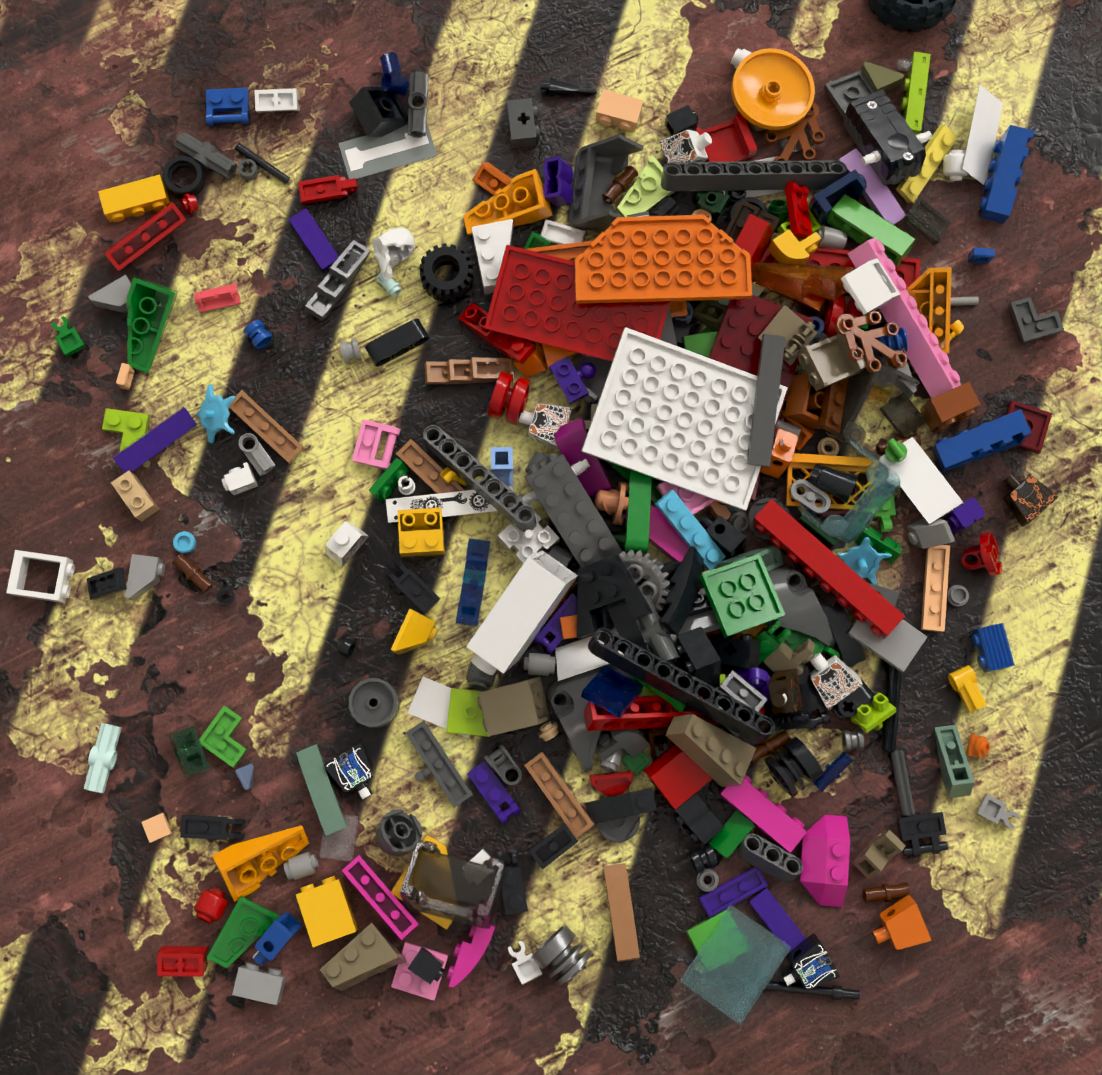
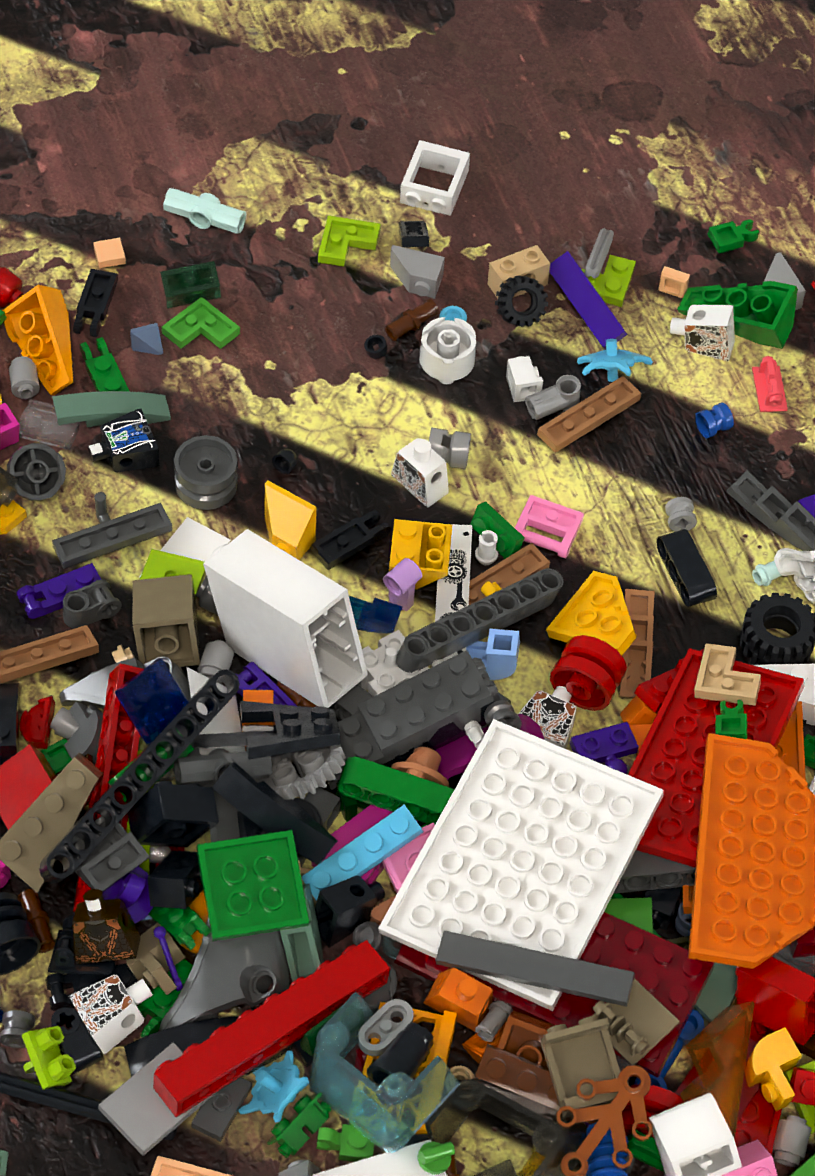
camera: 100 degrees right, 25 degrees down
(108, 436) = (599, 253): none -> light grey axle
(111, 642) = (345, 233): none -> lime plate
(160, 495) = (506, 295): none -> black tyre
(174, 338) = (707, 330): none -> white torso
(211, 539) = (448, 349): none -> white brick
(283, 803) = (103, 369): none -> green hinge
(321, 518) = (457, 443): none -> light grey wheel
(455, 538) = (401, 583): none -> lavender piece
(456, 398) = (597, 612): none -> yellow plate
(519, 302) = (720, 683): none -> tan plate
(559, 288) = (732, 721): none -> green plate
(571, 448) = (502, 712): none -> flat silver wheel
(781, 653) = (160, 932): none -> dark purple hinge

